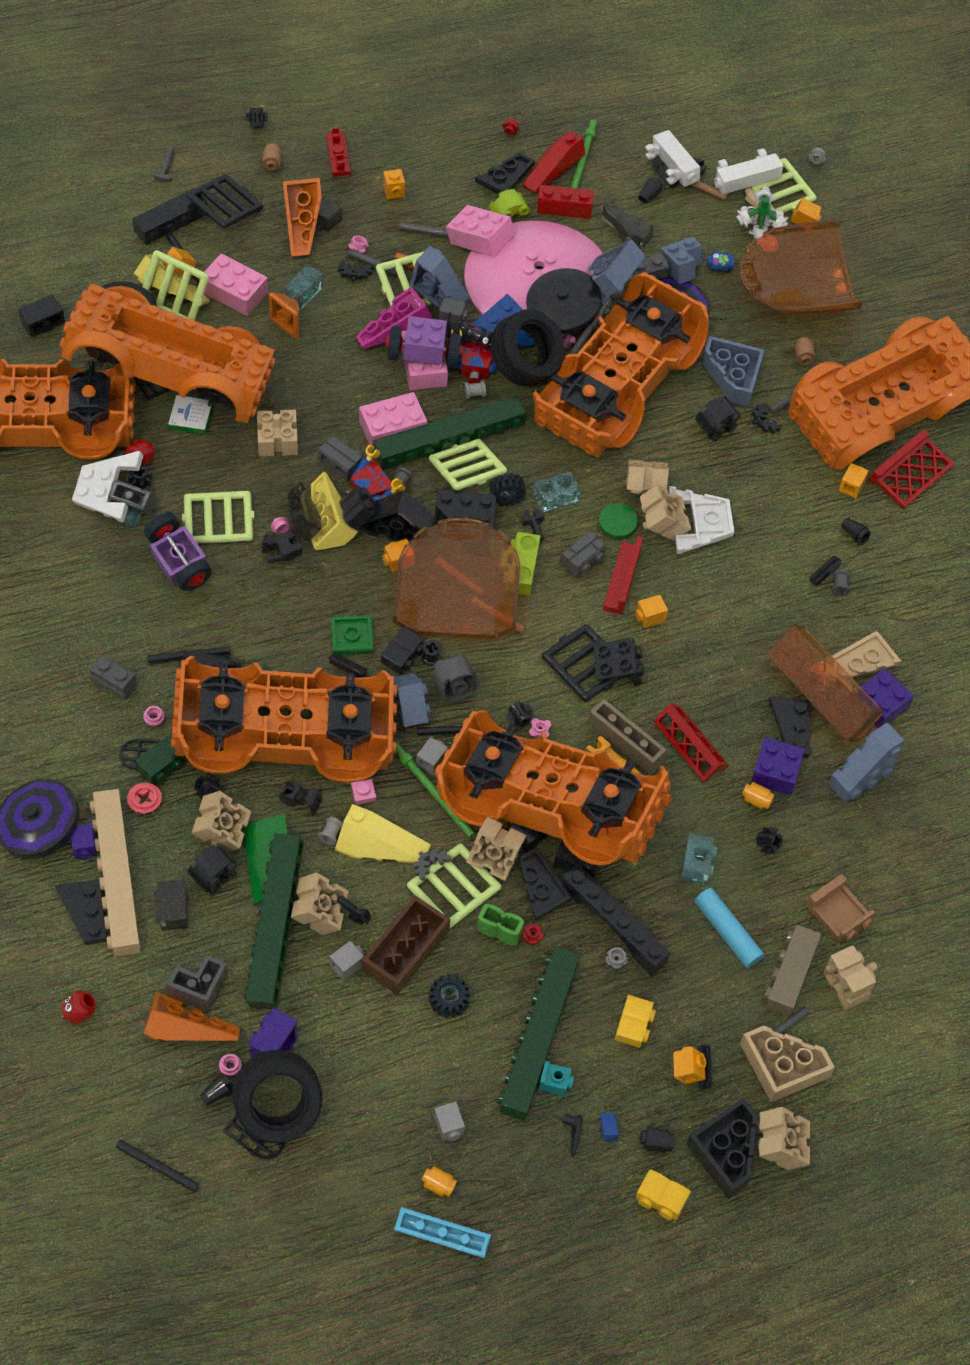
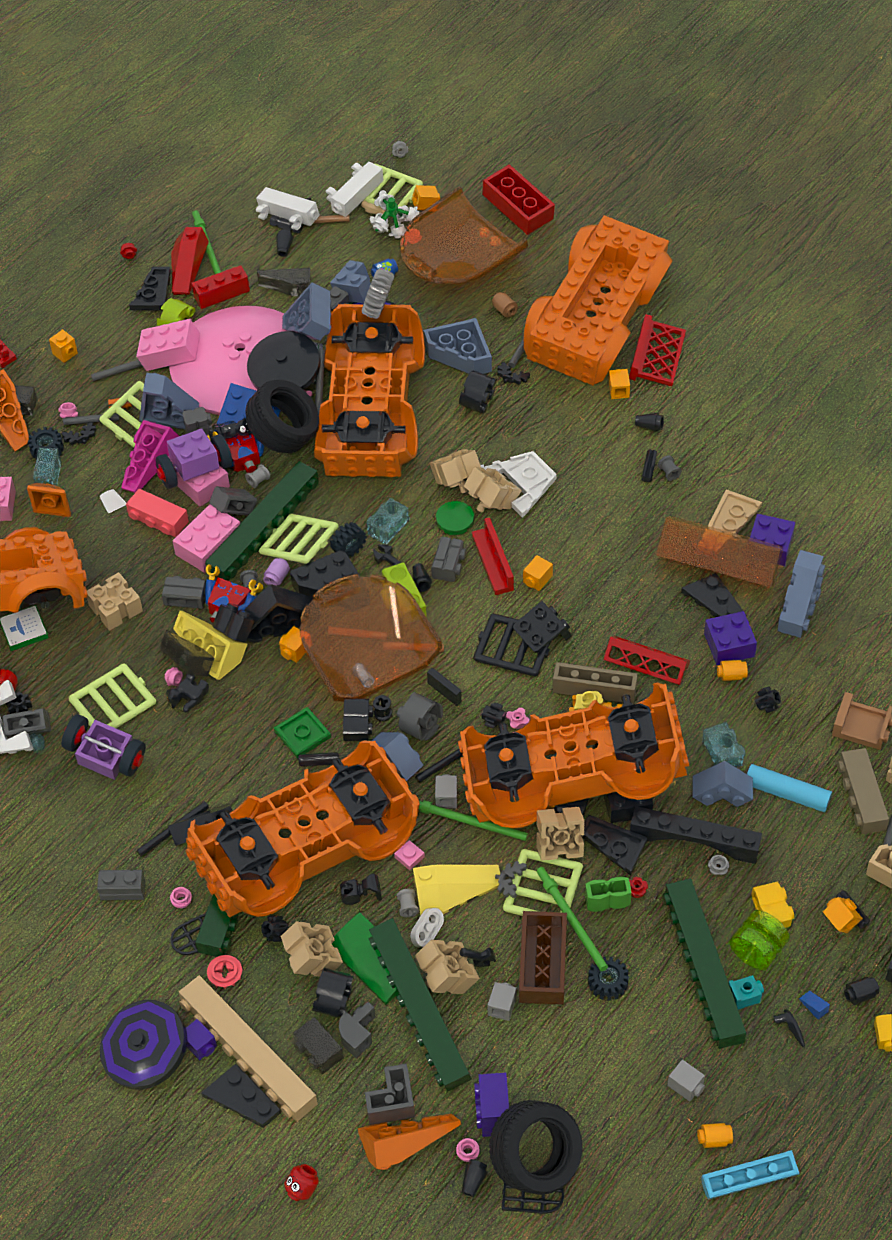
camera: 25 degrees left, 5 degrees down
(208, 907) = (353, 1032): none -> dark grey brick
(321, 256) = (42, 437): none -> black bush
(330, 861) = (426, 928): none -> white plate
(340, 344) = (112, 500): none -> white sticker
(367, 375) = (157, 513): none -> coral brick
(429, 483) = (276, 572): none -> lavender brick
(434, 400) = (233, 500): none -> dark grey brick
(435, 611) = (360, 672): none -> clear pin
(458, 890) = (552, 887): none -> bright green bar
(497, 664) = (444, 686): none -> black tile
(548, 558) = (421, 578): none -> black cone
(598, 1042) = (759, 940): none -> clear neon green wheel
(609, 746) = (584, 700): none -> light yellow animal
(671, 889) = (723, 782): none -> sand blue brick
(678, 280) = (377, 293): none -> light grey gear
(889, 259) = (518, 199): none -> red brick

